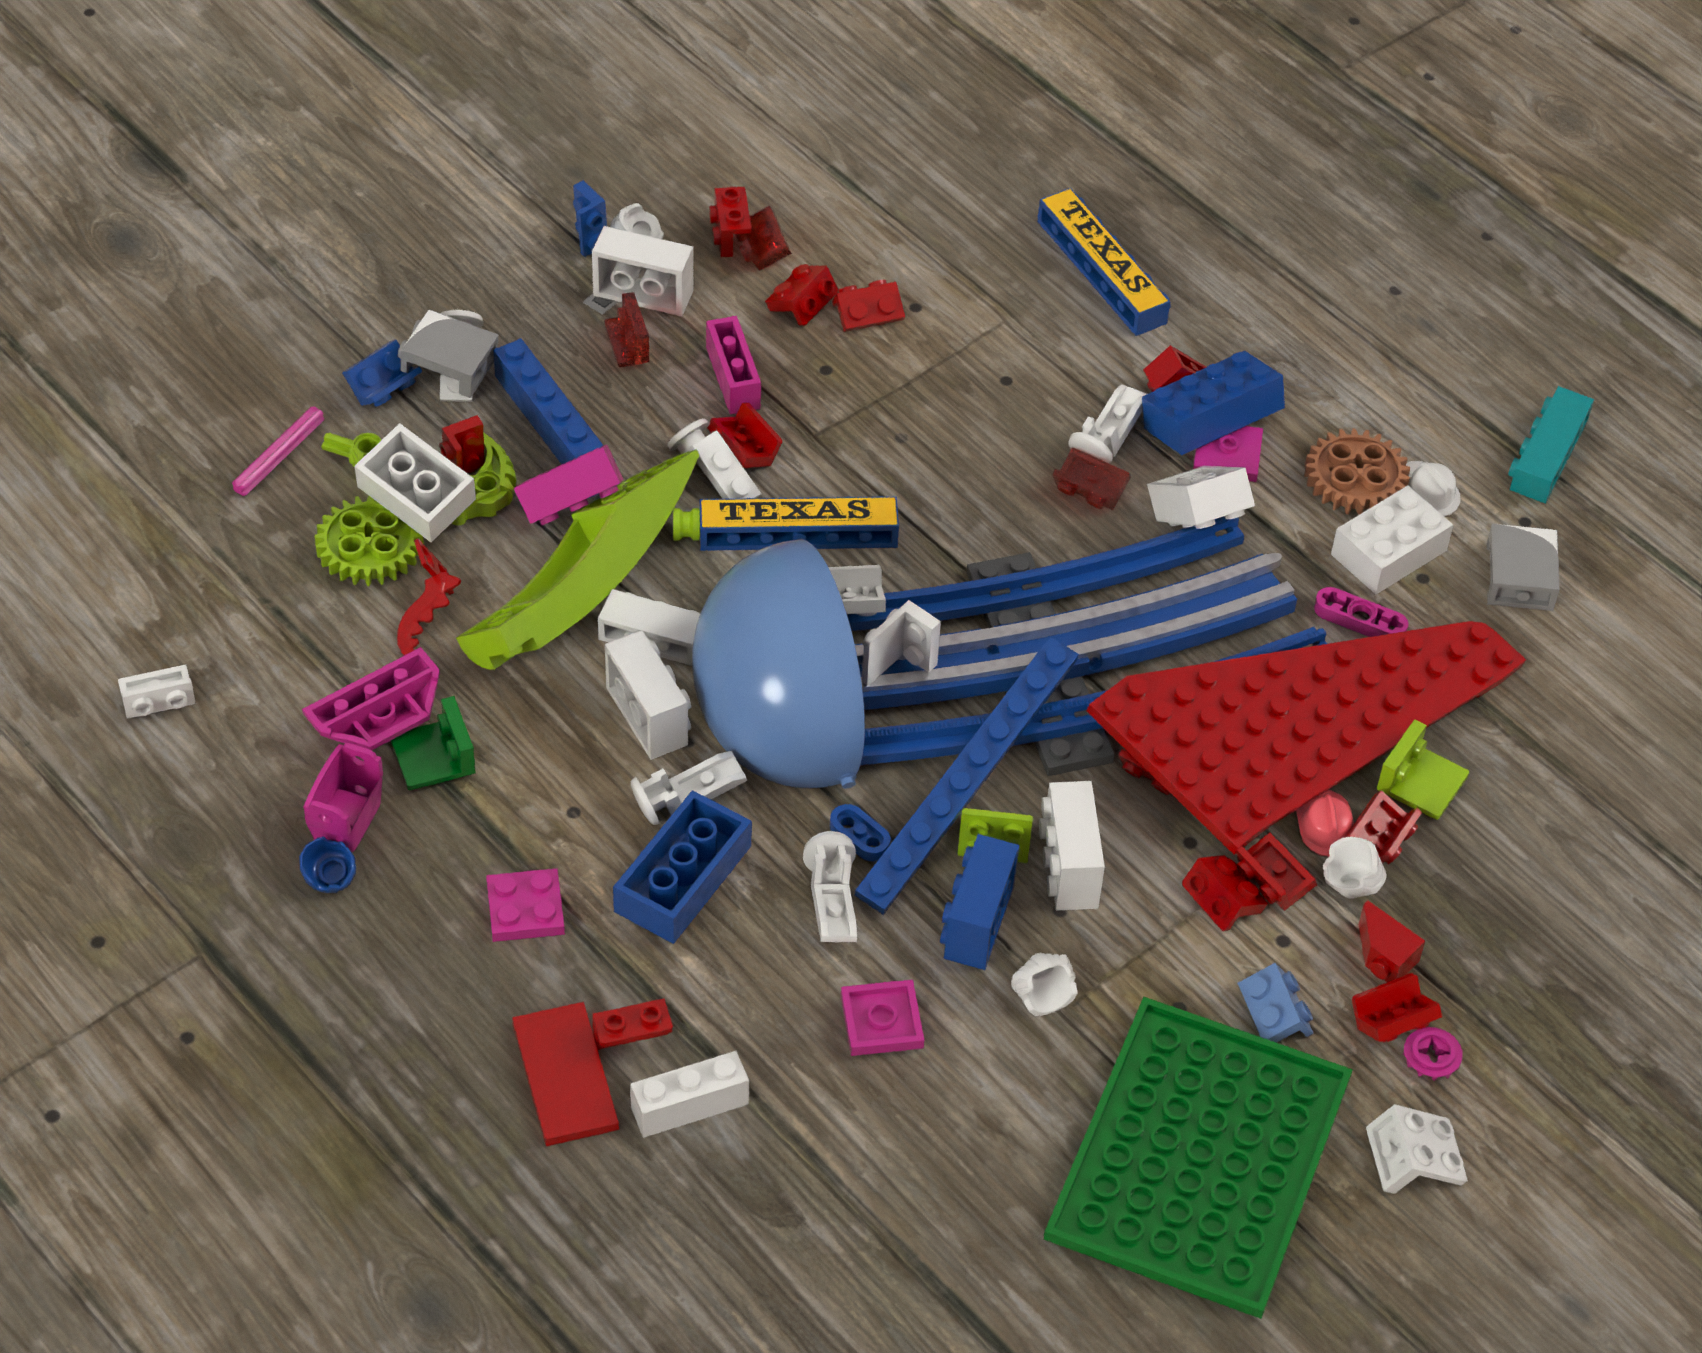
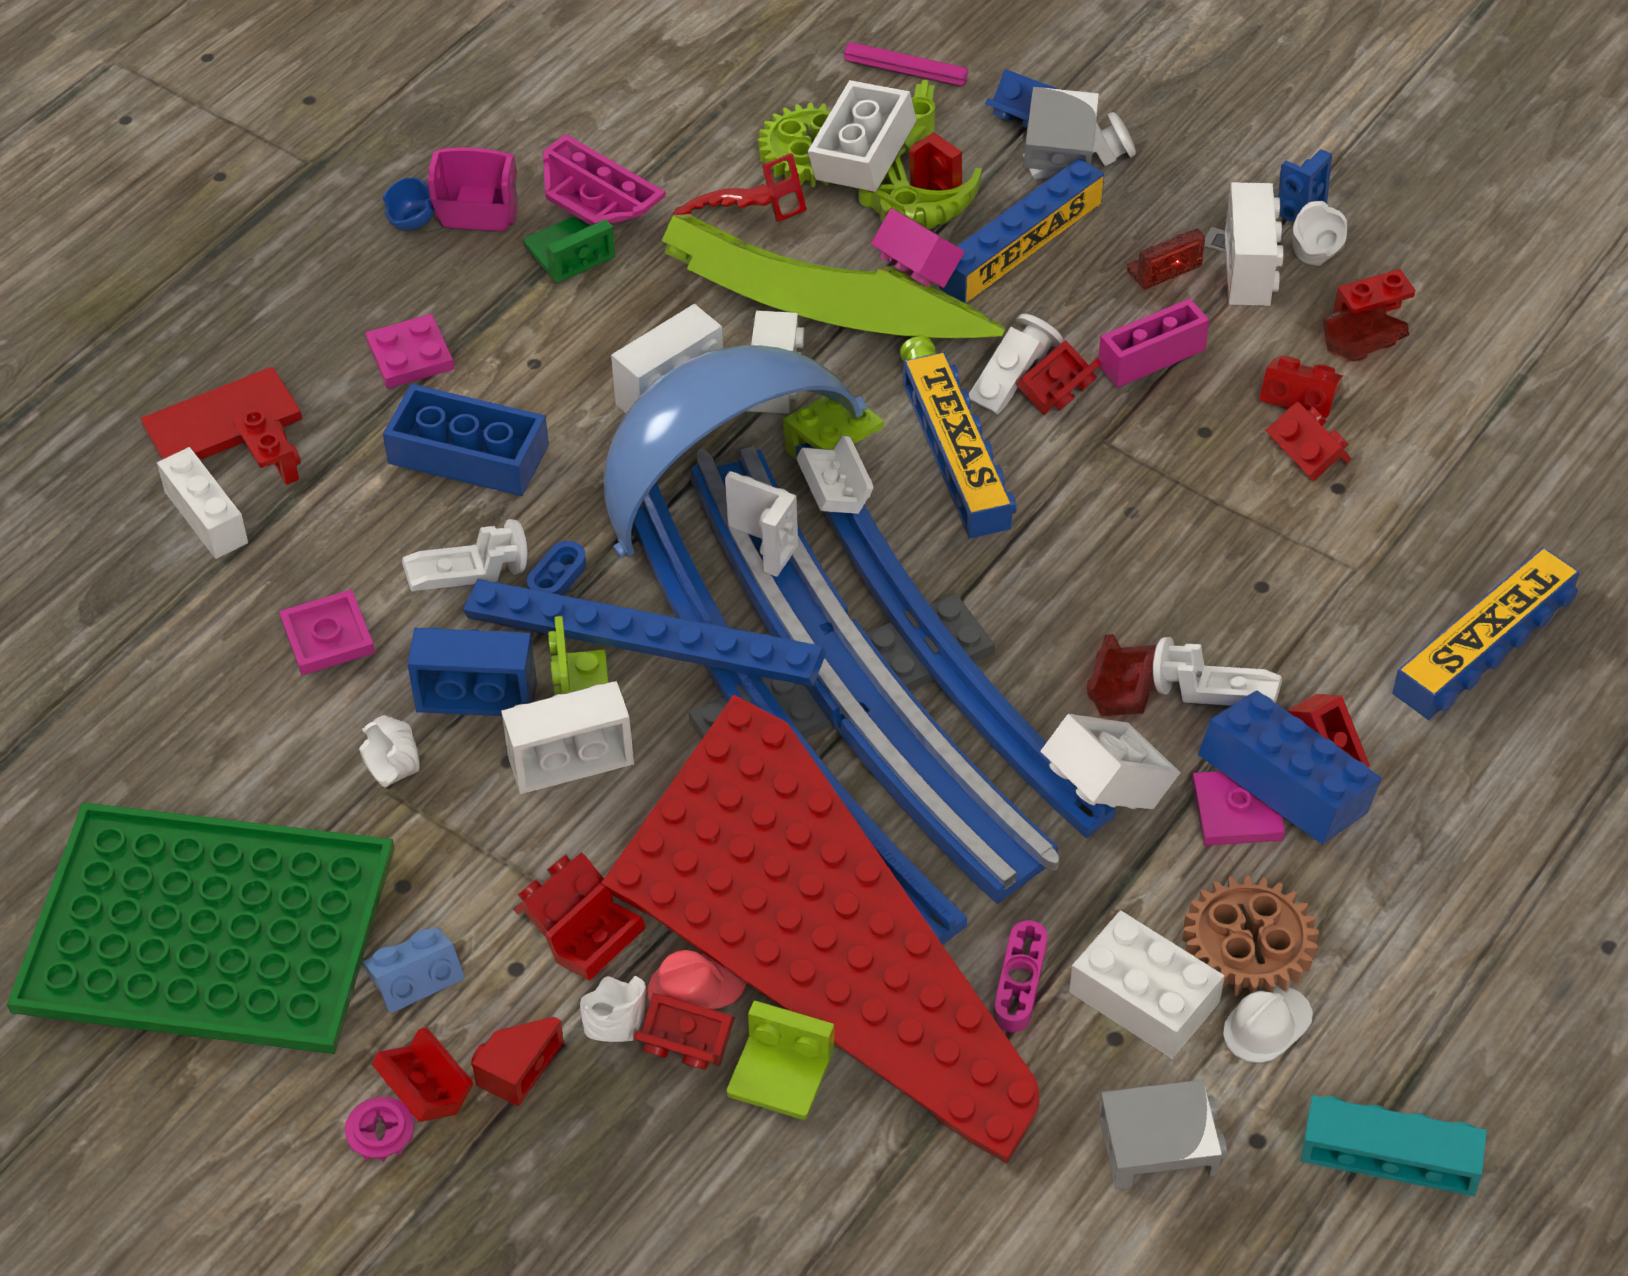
camera: 80 degrees right, 0 degrees up
(156, 691) = (581, 57): white bracket -> none
(706, 778) = (565, 425): white piece -> none
(1413, 1145) = (241, 1132): white bracket -> none

